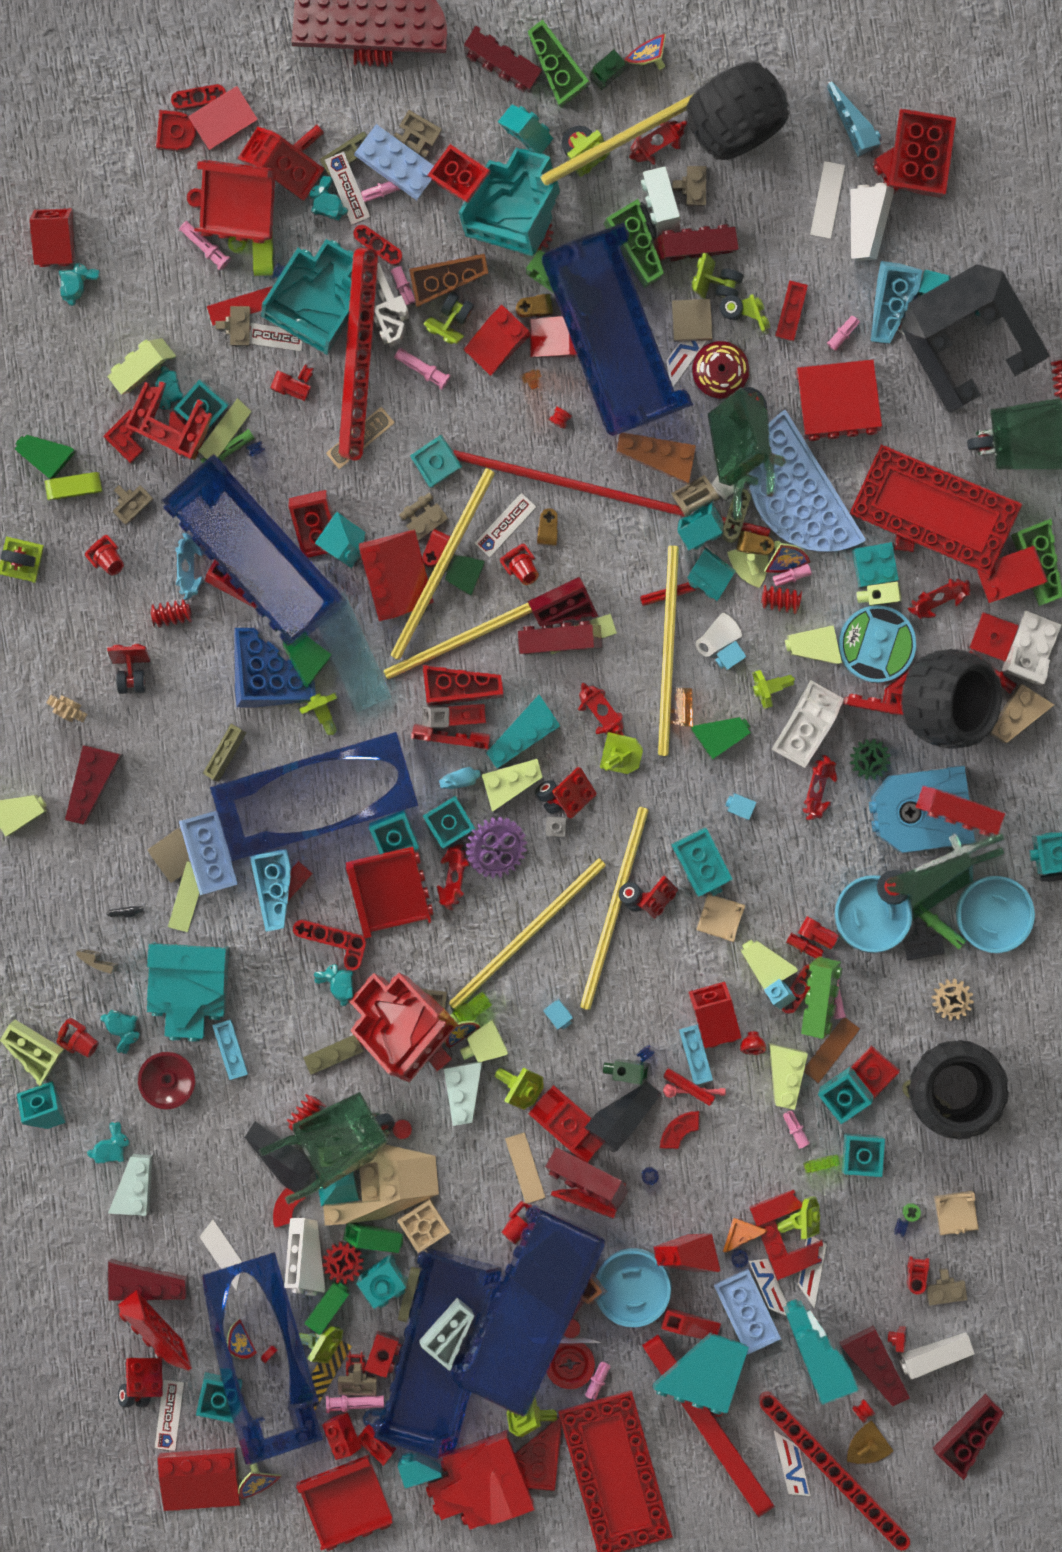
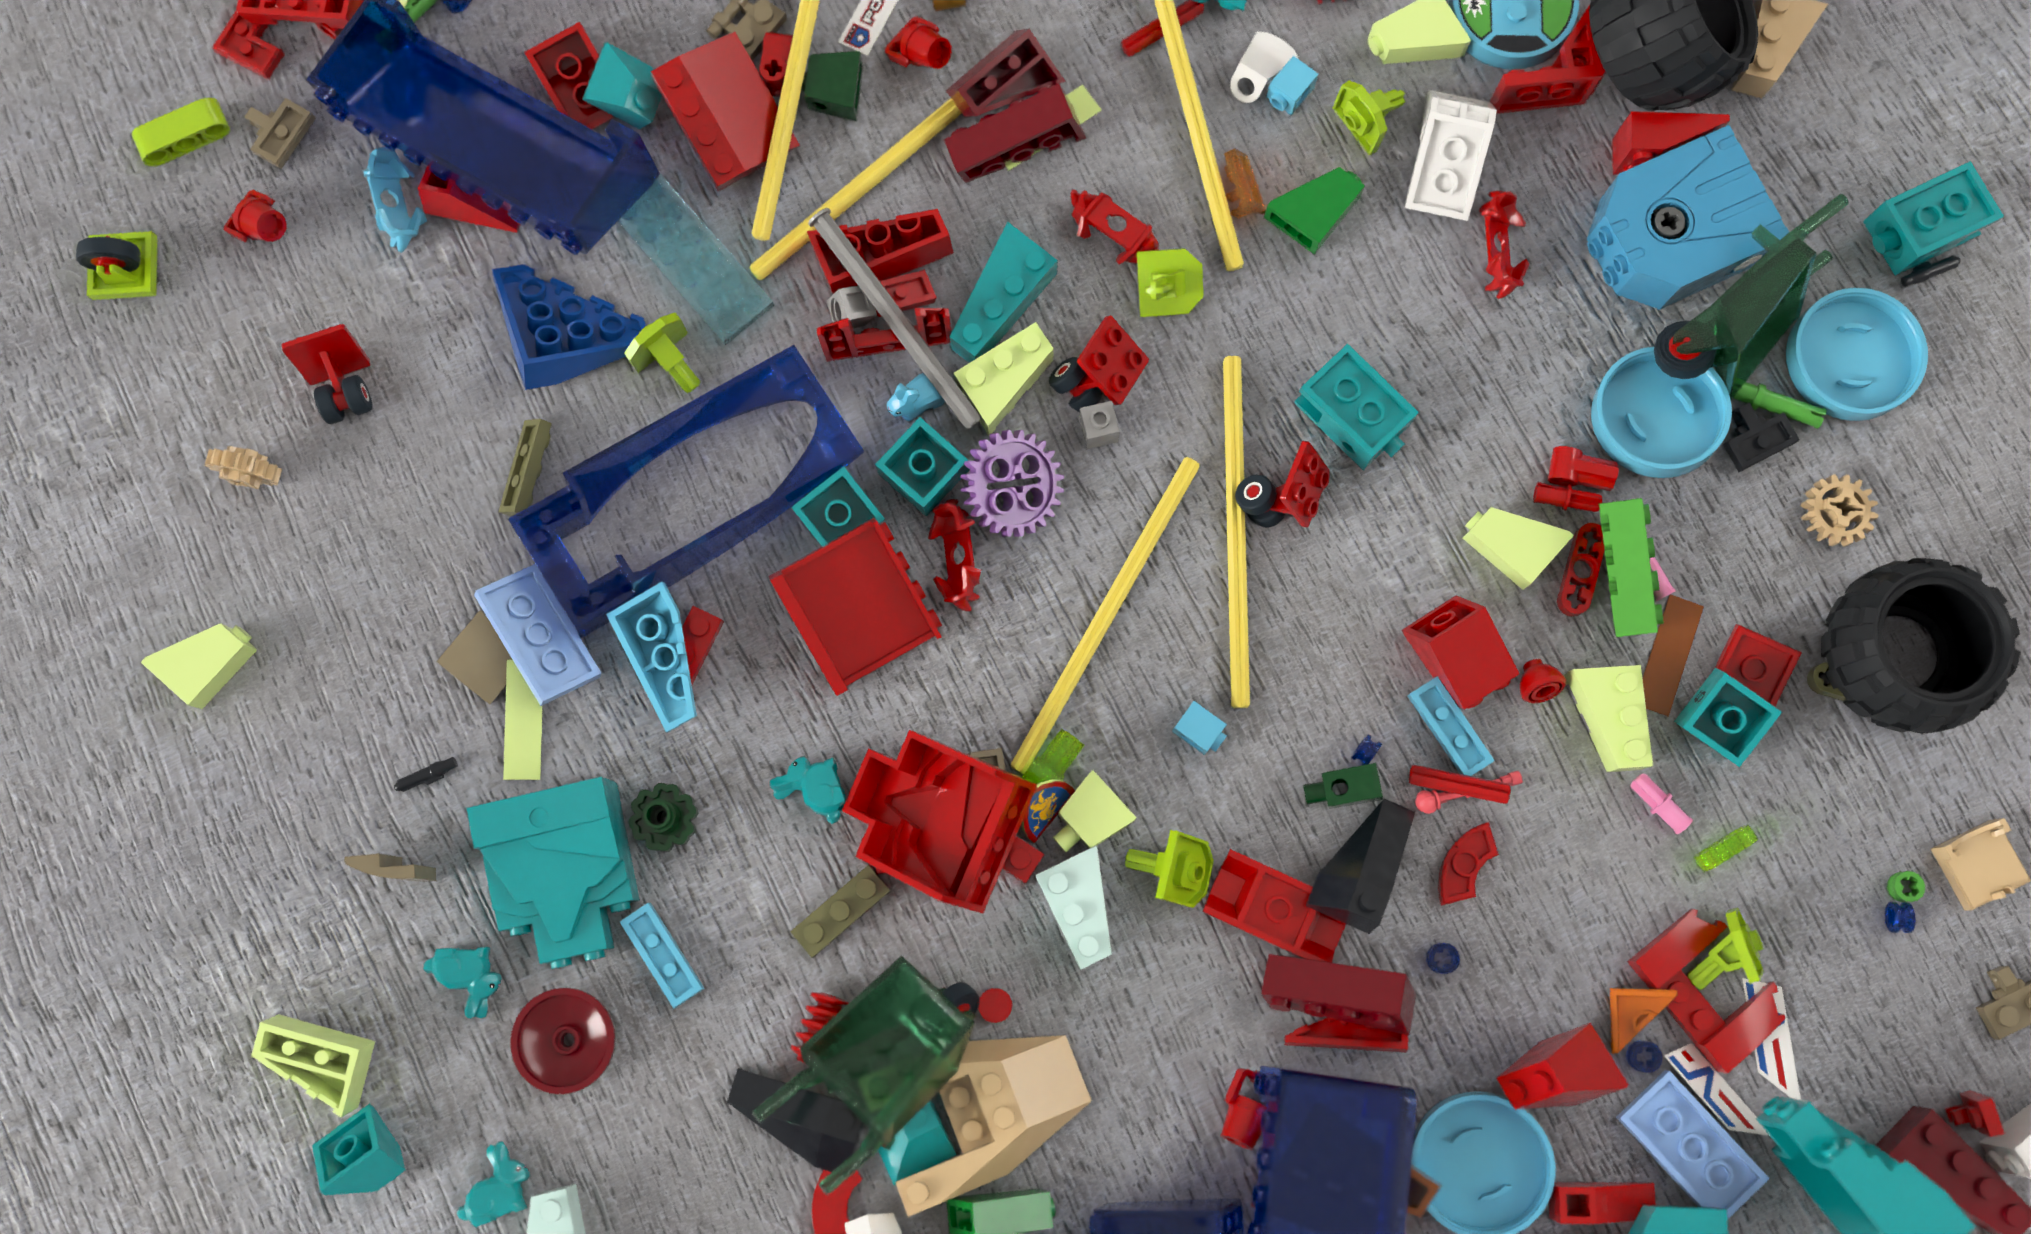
camera: 10 degrees left, 10 degrees down
(44, 454) = (124, 95): green slope -> none
(80, 1041) = (395, 1017): red piece -> none
(90, 781) = (312, 578): dark red wedge -> none
(171, 613) = (381, 276): red piece -> none
(247, 984) = (678, 824): none -> dark green plant
(307, 659) = (618, 278): green slope -> none
(329, 940) = (778, 716): red beam -> none
(423, 1225) = (1082, 1165): tan piece -> none
(458, 734) = (895, 318): none -> light grey axle
(525, 1168) = (1225, 1010): tan sticker -> none
(720, 917) = (1414, 493): tan piece -> none
(740, 806) = (1386, 307): medium azure brick -> none
(780, 994) = (1558, 581): medium azure brick -> none
(861, 757) = (1566, 176): dark green gear -> none
(863, 1155) = (1793, 810): teal brick -> none
(917, 1273) = (1959, 989): red piece -> none
(923, 757) = (1655, 133): none -> red slope
(960, 810) = (1752, 185): red wedge -> none

